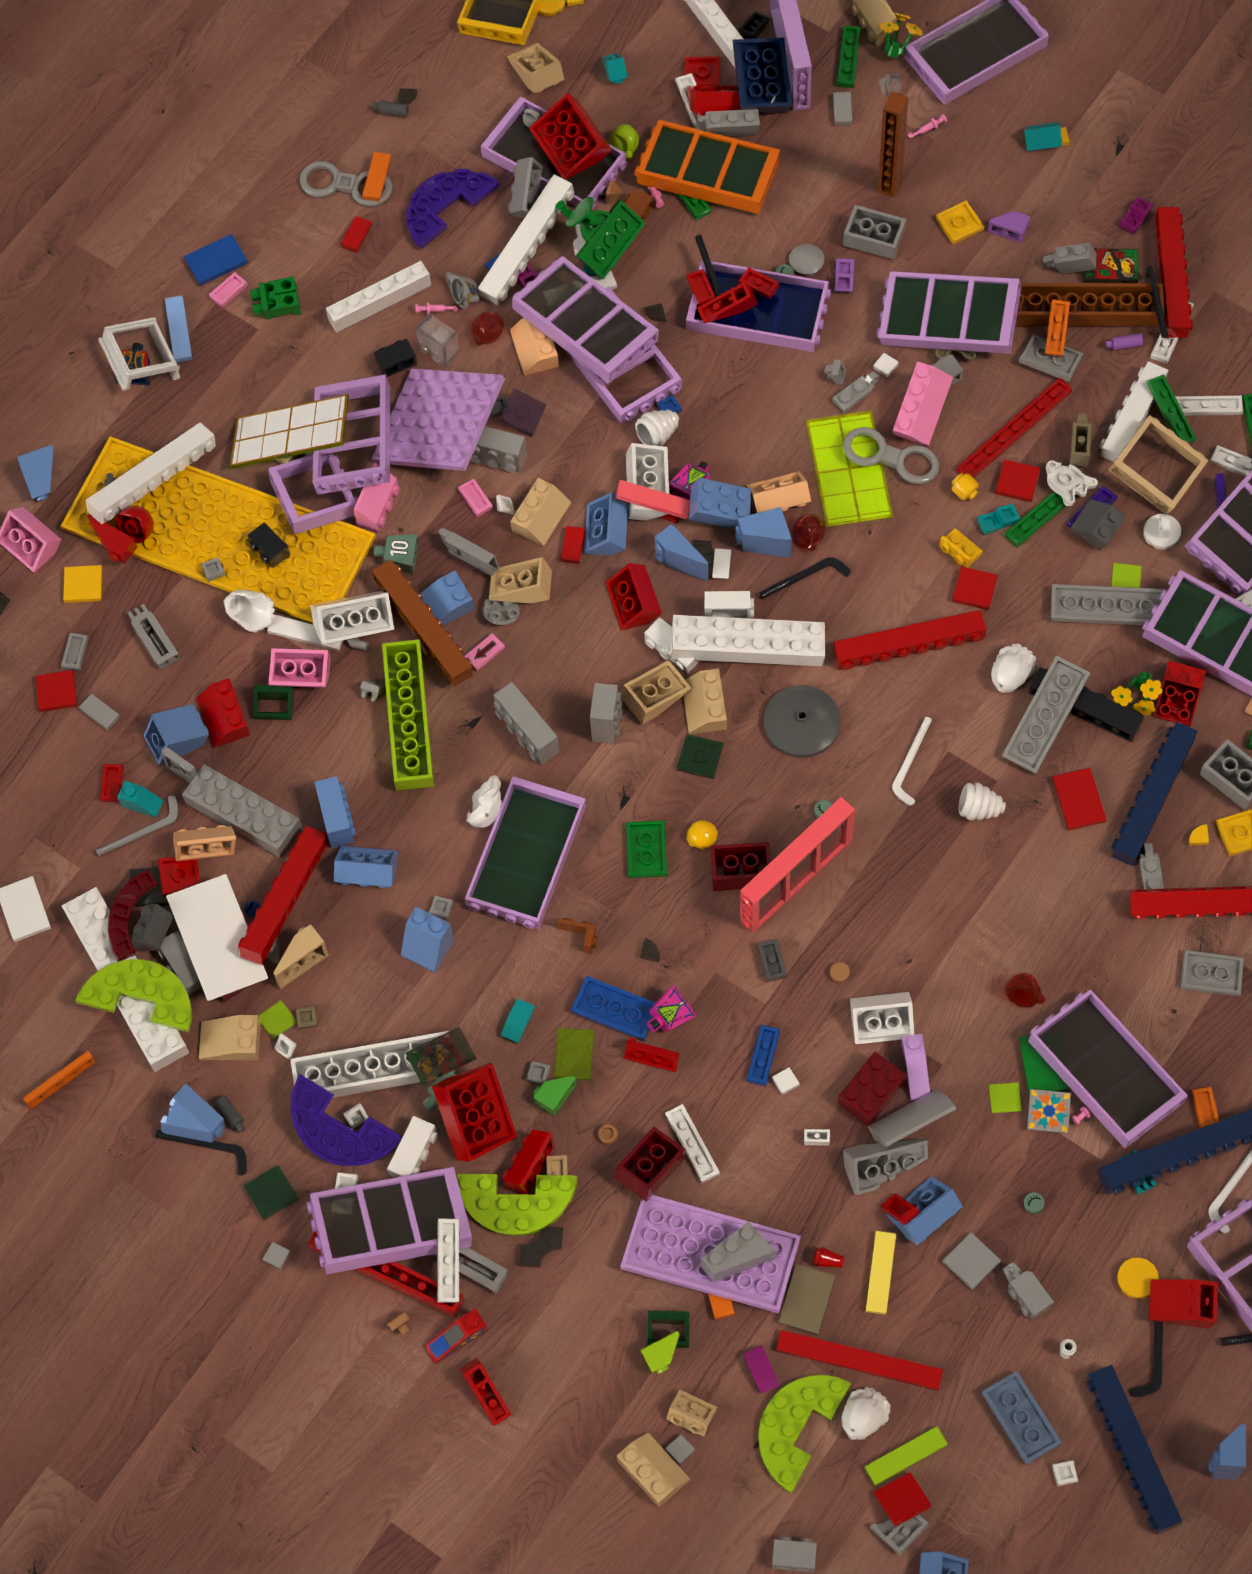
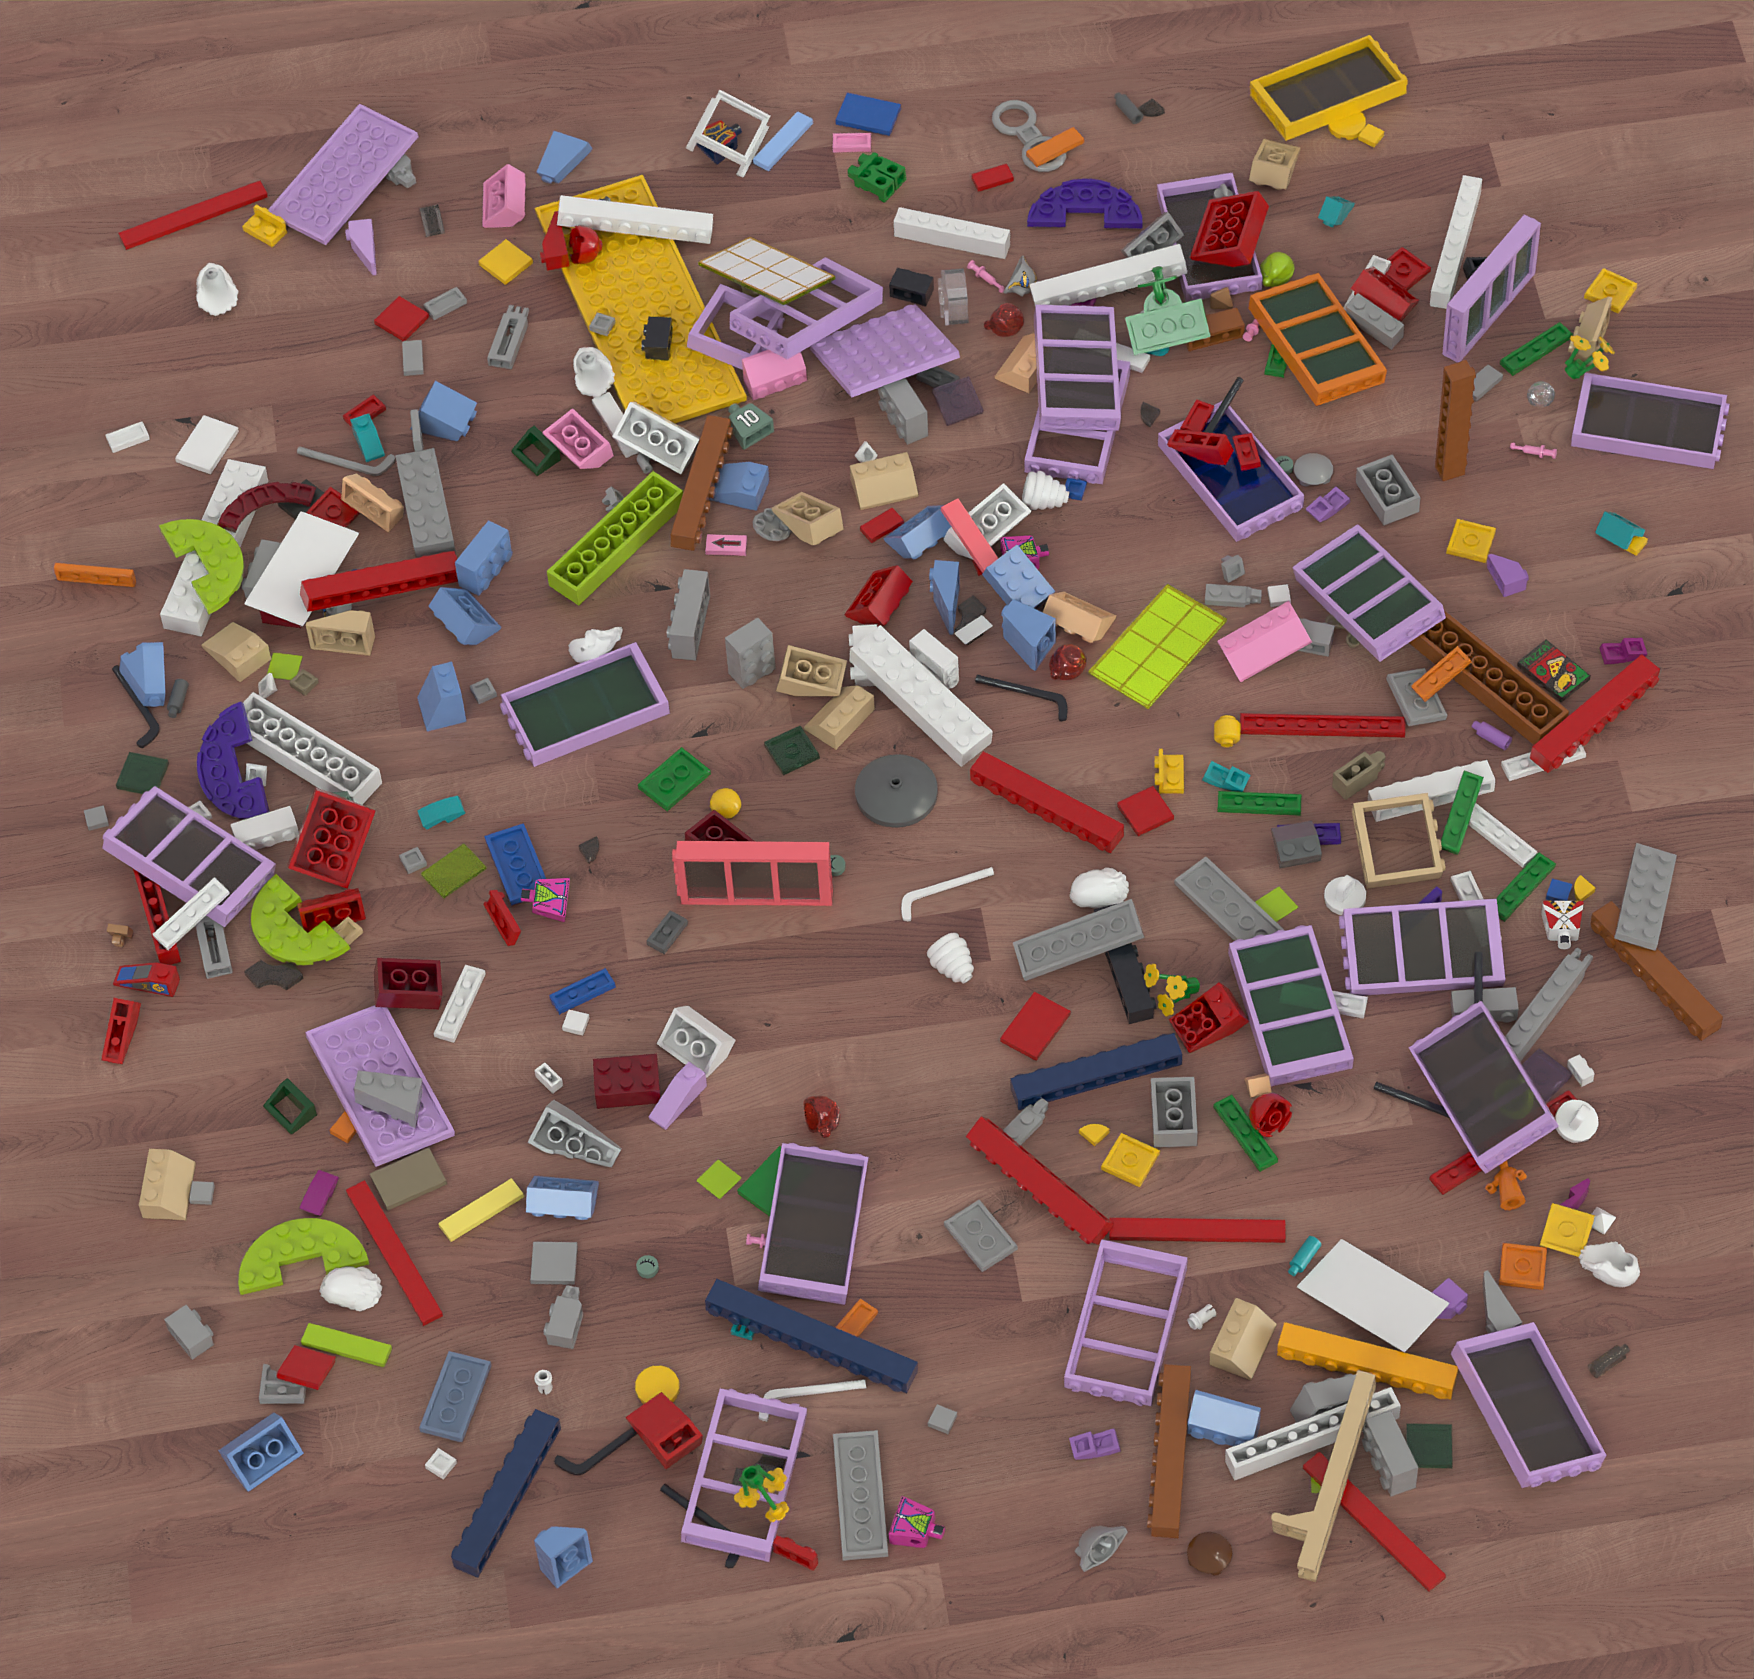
camera: 45 degrees right, 10 degrees down
(151, 928) = (266, 524): dark grey slope -> none
(222, 713) = (494, 429): red slope -> none
(440, 1055) = (350, 777): clear smoke tile -> none
(469, 552) = (795, 464): light grey hinge -> none
(475, 497) = (852, 433): bright pink tile -> none
(554, 1093) = (405, 882): bright green slope -> none
(585, 928) = (560, 799): dark orange bracket -> none
(607, 1134) = (409, 944): medium nougat tile -> none
(661, 1352) = (264, 1114): lime slope -> none
(691, 1413) = (237, 1174): tan bracket -> none
(762, 74) = (1426, 298): dark blue slope -> none
(827, 1258) = (454, 1163): red cone -> none
(839, 972) = (706, 985): medium nougat tile -> none
(891, 456) = (1198, 662): light grey bar -> none
(899, 1208) = (543, 1176): red tile -> none
(911, 1118) = (628, 1123): light grey slope -> none
(1017, 480) = (1277, 763): red tile -> none
(1048, 1111) = (735, 1214): tile -> none
(1068, 481) = (1315, 795): white tile -> none
(1072, 258) = (1524, 637): light grey hinge -> none
(1158, 306) = (1571, 694): black piece -> none

